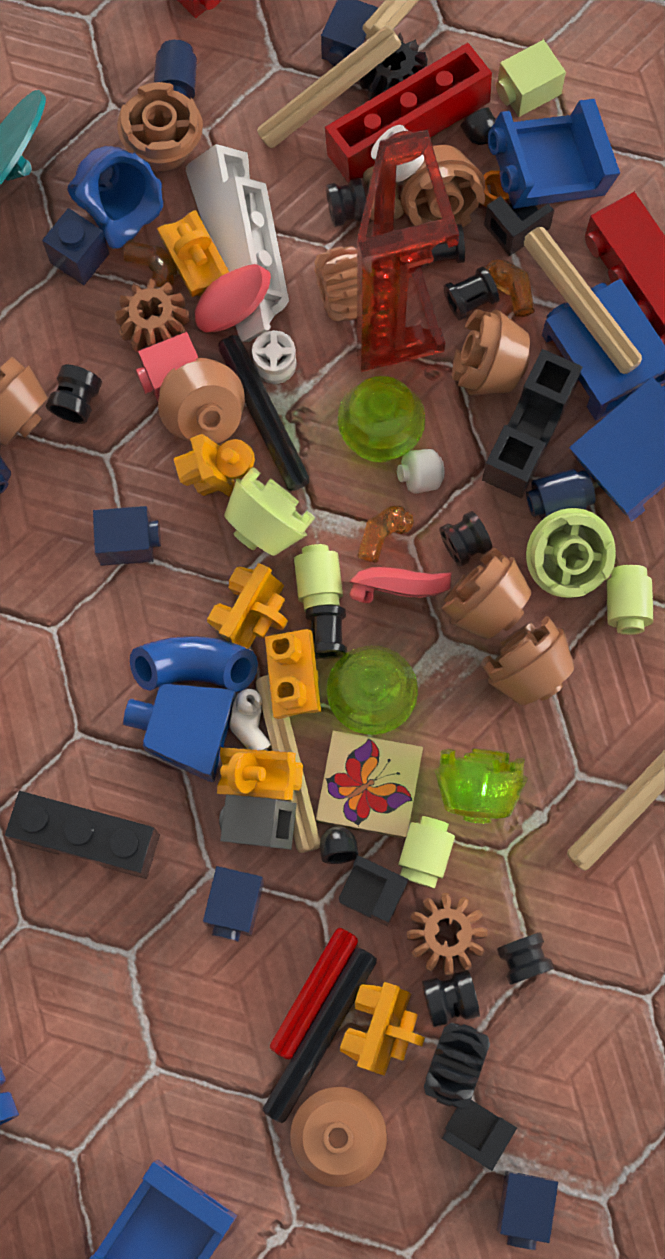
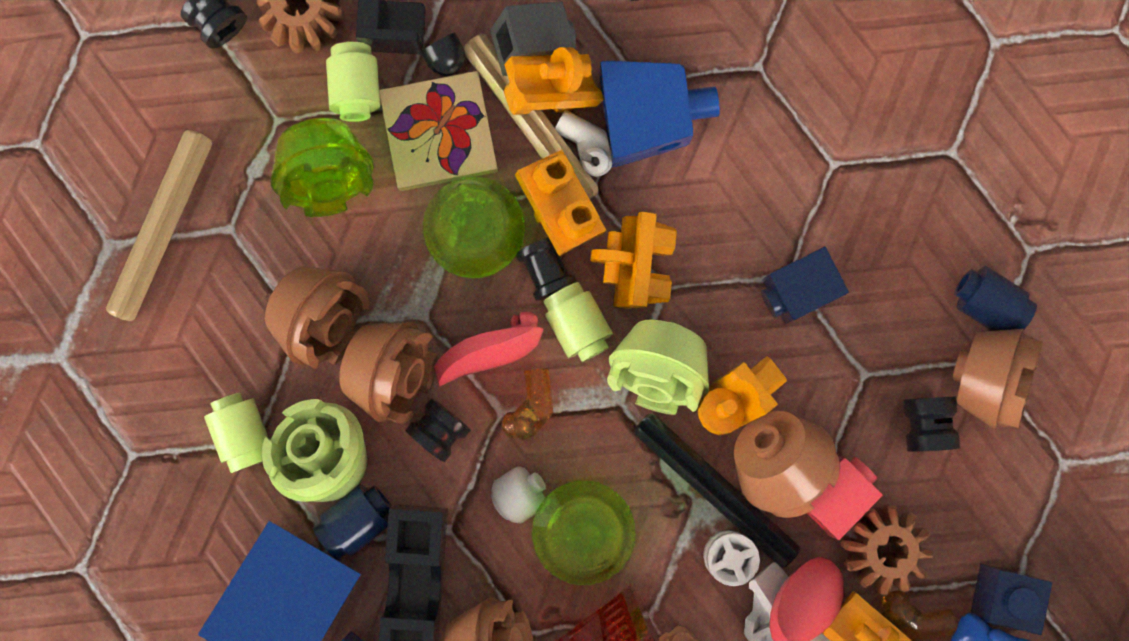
camera: 155 degrees right, 10 degrees up
(193, 660) = (670, 184): blue cylinder -> none

